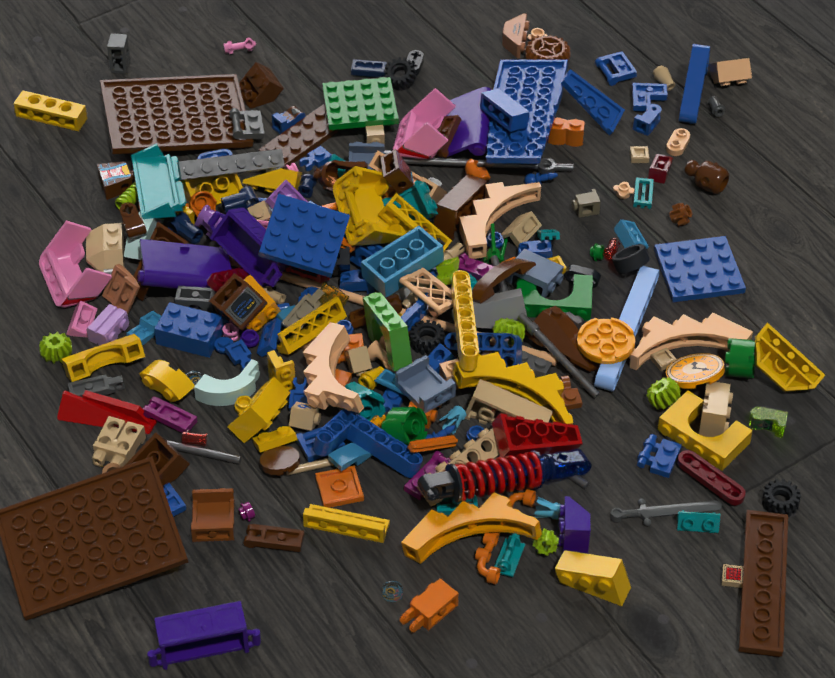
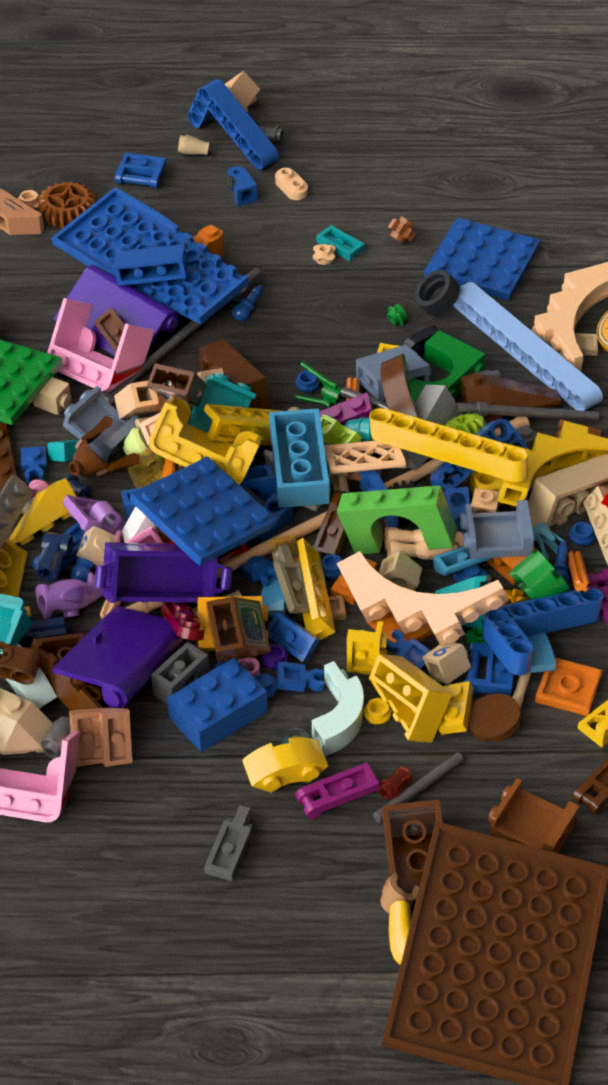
camera: 55 degrees left, 0 degrees up
(55, 347) = (129, 853): lime gear -> none
(81, 320) = (97, 808): bright pink slope -> none
(85, 362) = (197, 782): yellow arch -> none
(96, 408) = (279, 855): red wedge -> none
(108, 325) = (139, 782): lavender brick -> none
(119, 443) = (347, 861): tan hips -> none
(146, 327) = (171, 748): dark azure slope -> none
(201, 199) = (21, 588): orange hair -> none
(246, 511) = (549, 786): magenta plate -> none
(368, 378) = (431, 578): yellow cone -> none
(472, 169) = (191, 341): orange hair -> none
(486, 211) = (284, 385): light nougat arch -> none
(522, 228) = (308, 349): tan panel -> none
(540, 247) = (347, 362): blue leg -> none
(542, 234) = (345, 334): teal tile -> none
(586, 204) = (322, 286): dark tan brick -> none
(598, 105) = (187, 204): blue wing -> none
(606, 340) = (541, 365): light orange tile -> none
(611, 249) = (407, 304): clear red pin -> none
(629, 234) = (393, 283): dark azure slope -> none
(639, 154) = (281, 218): tan tile -> none
(645, 92) = (203, 169): blue plate -> none
(660, 168) = (316, 214): dark red slope -> none
(708, 176) = (367, 185): reddish brown piece -> none

